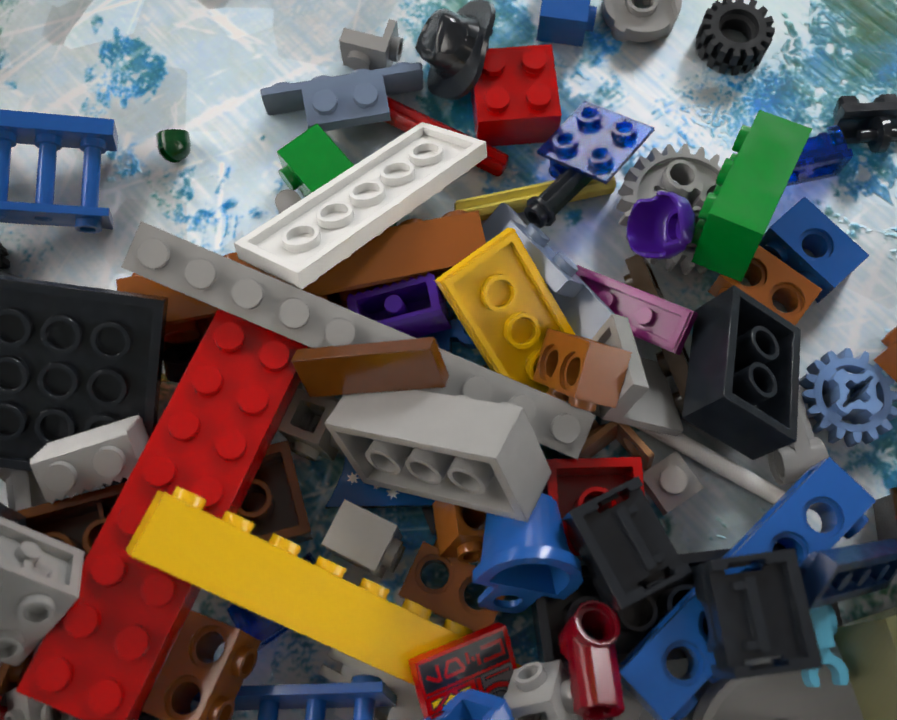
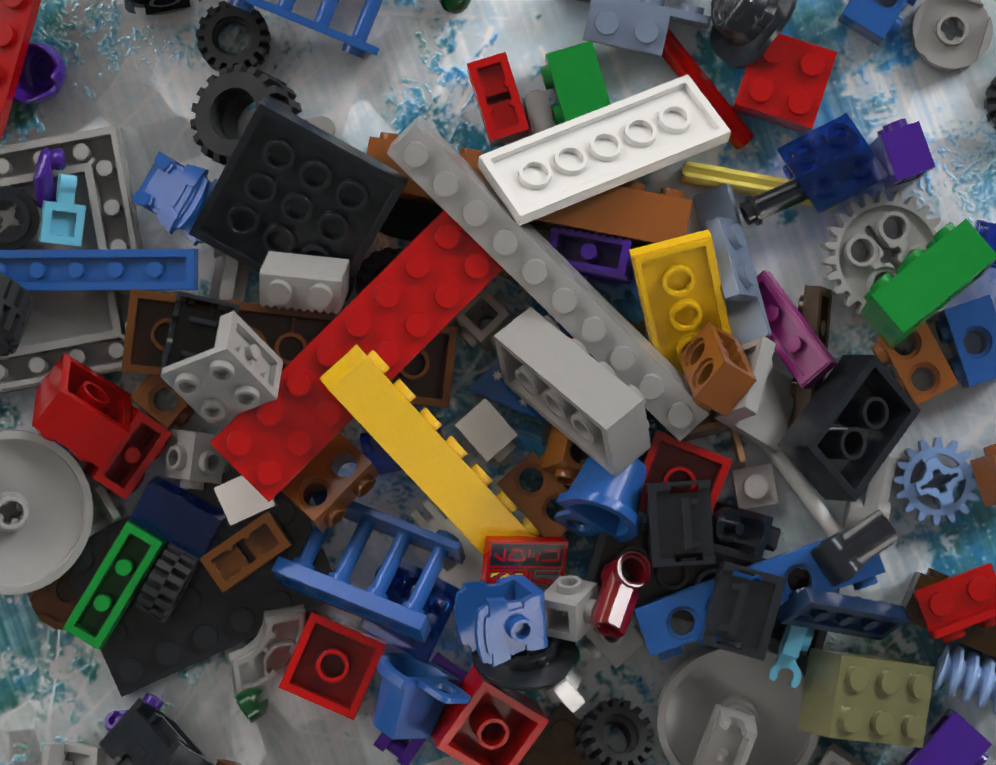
camera: 25 degrees right, 15 degrees up
(238, 199) = (498, 99): none -> red brick
(371, 367) = (546, 310): reddish brown tile -> none
(660, 226) = (843, 275): dark purple hair -> none
(661, 100) = (902, 152): none -> dark purple brick
(696, 526) = (744, 530): none -> black hips
(829, 494) = (846, 552): none -> black piece

